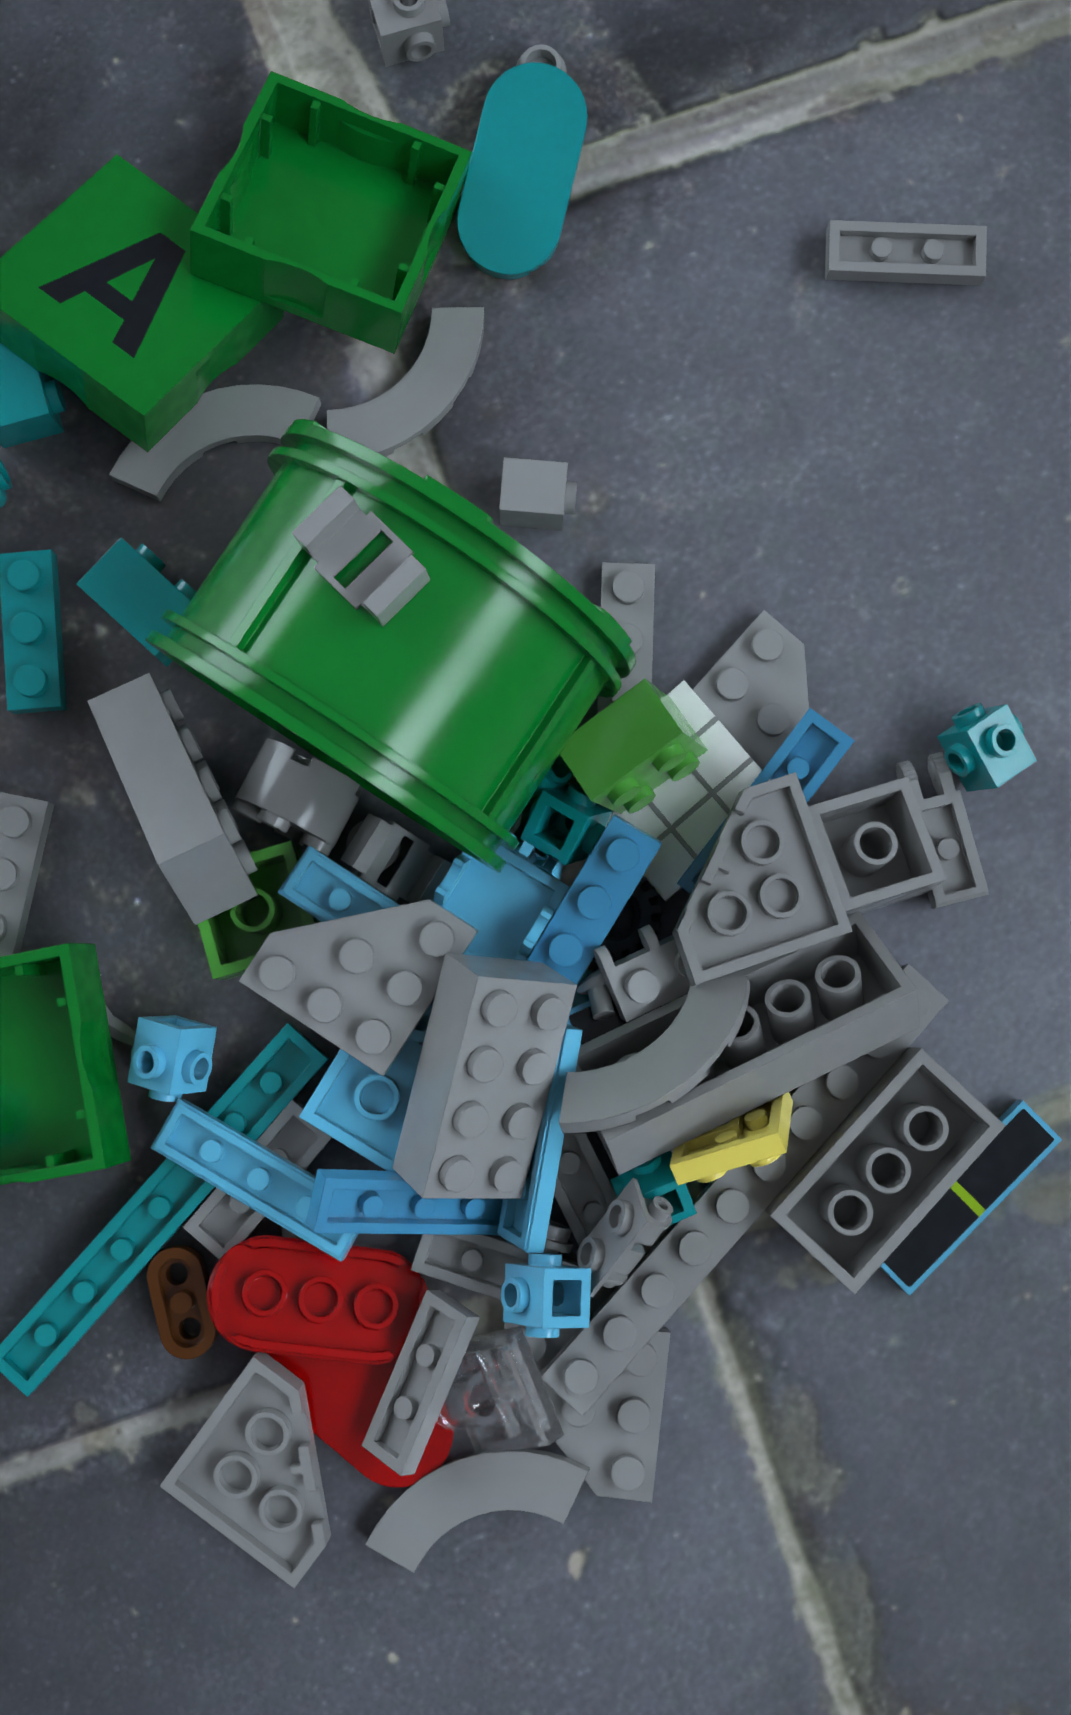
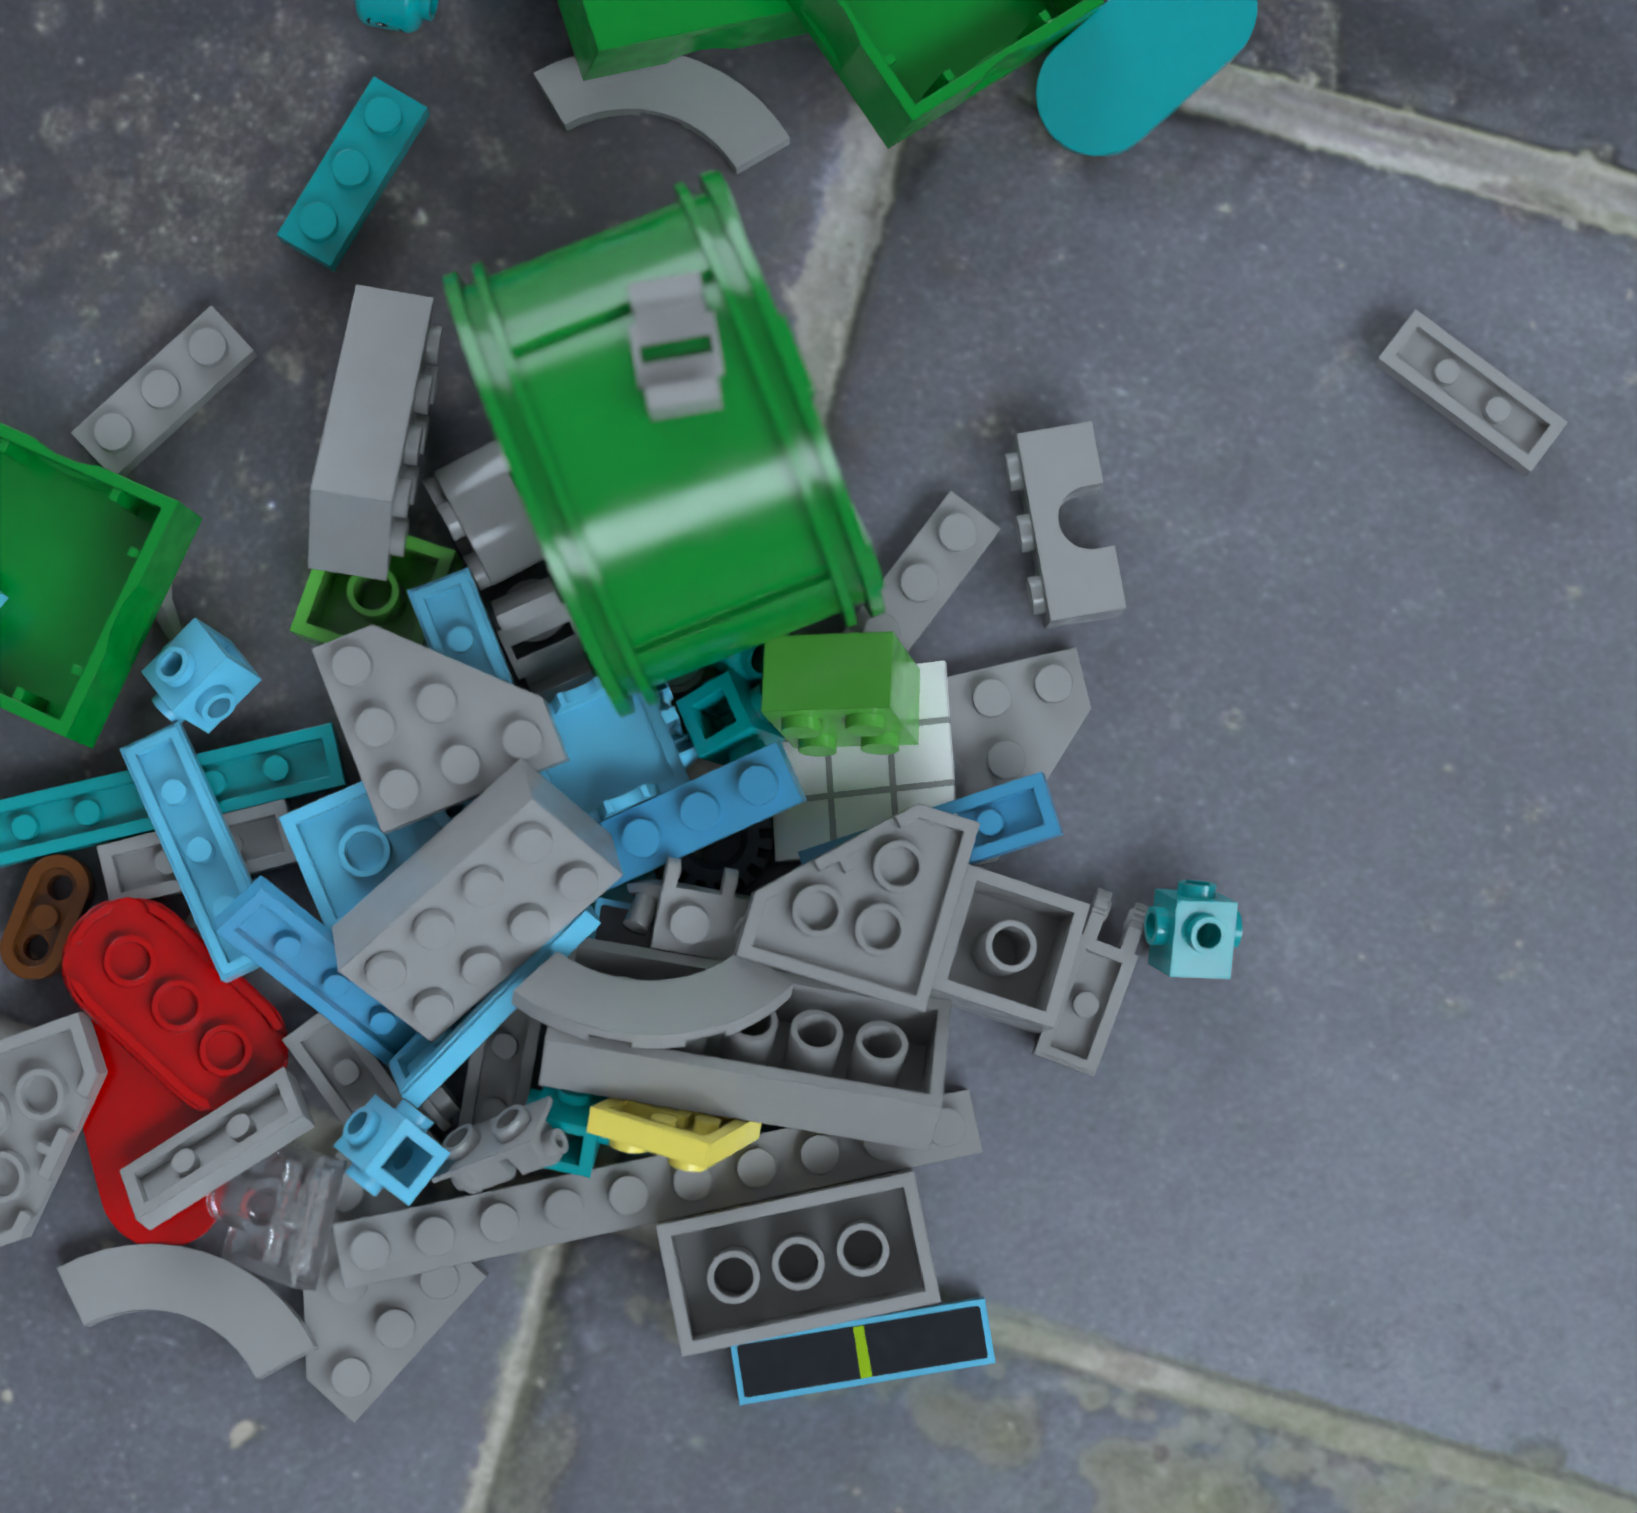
camera: 30 degrees right, 0 degrees up
(135, 592) = (478, 211): teal brick -> none
(425, 391) = (888, 204): light grey tile -> none
(535, 494) = (932, 379): light grey brick -> none
(724, 566) = (1069, 581): none -> light grey arch

